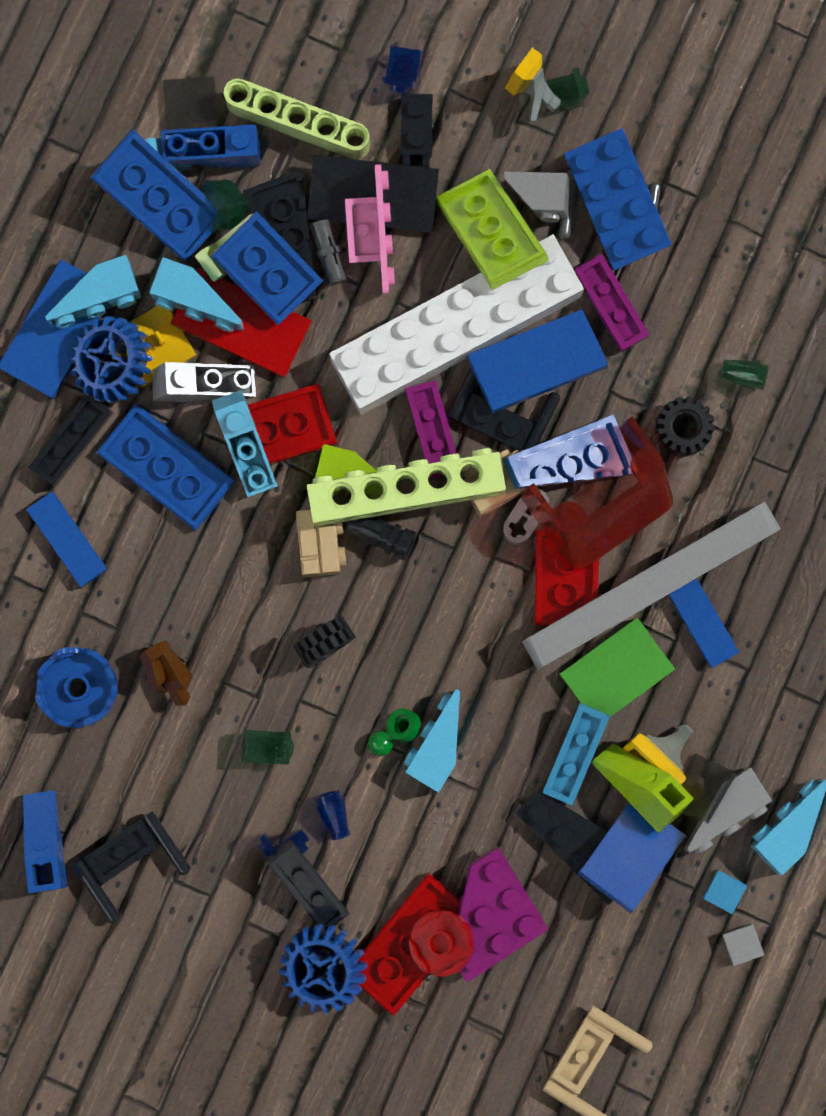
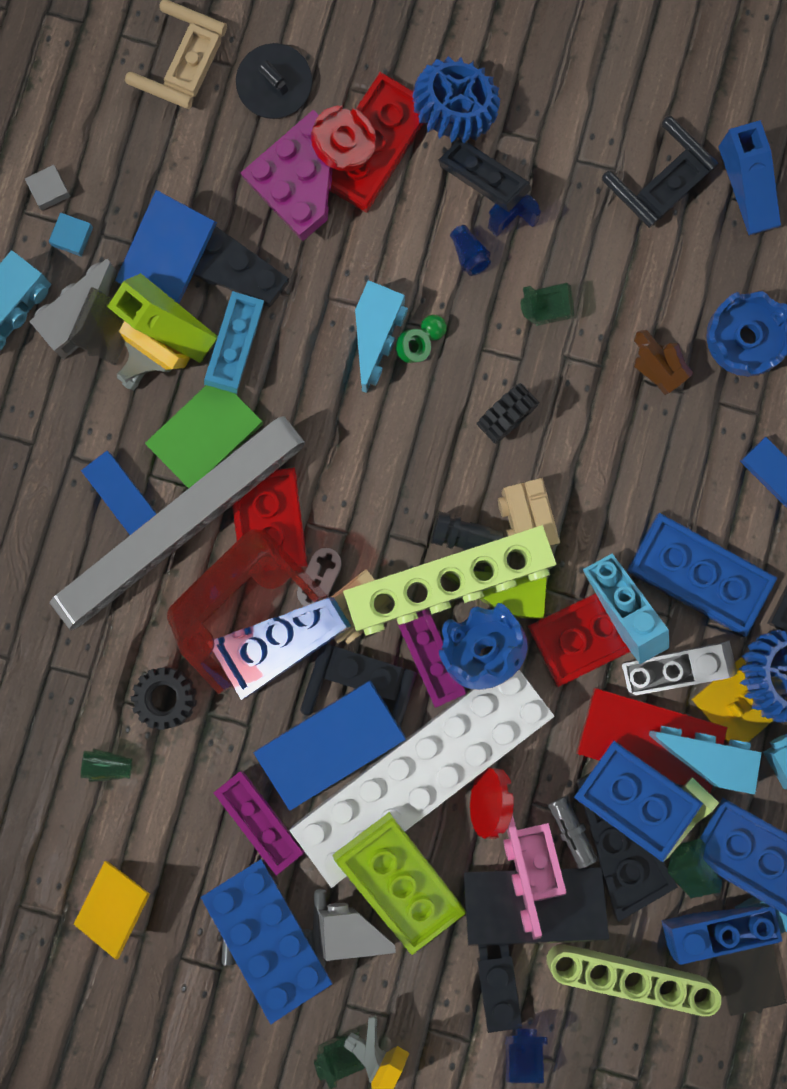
camera: 170 degrees right, 0 degrees up
(397, 436) = (483, 629): none -> blue plate
(399, 285) = (491, 803): none -> red tile
(502, 1024) = (273, 81): none -> black shield
(753, 246) = (111, 909): none -> yellow piece

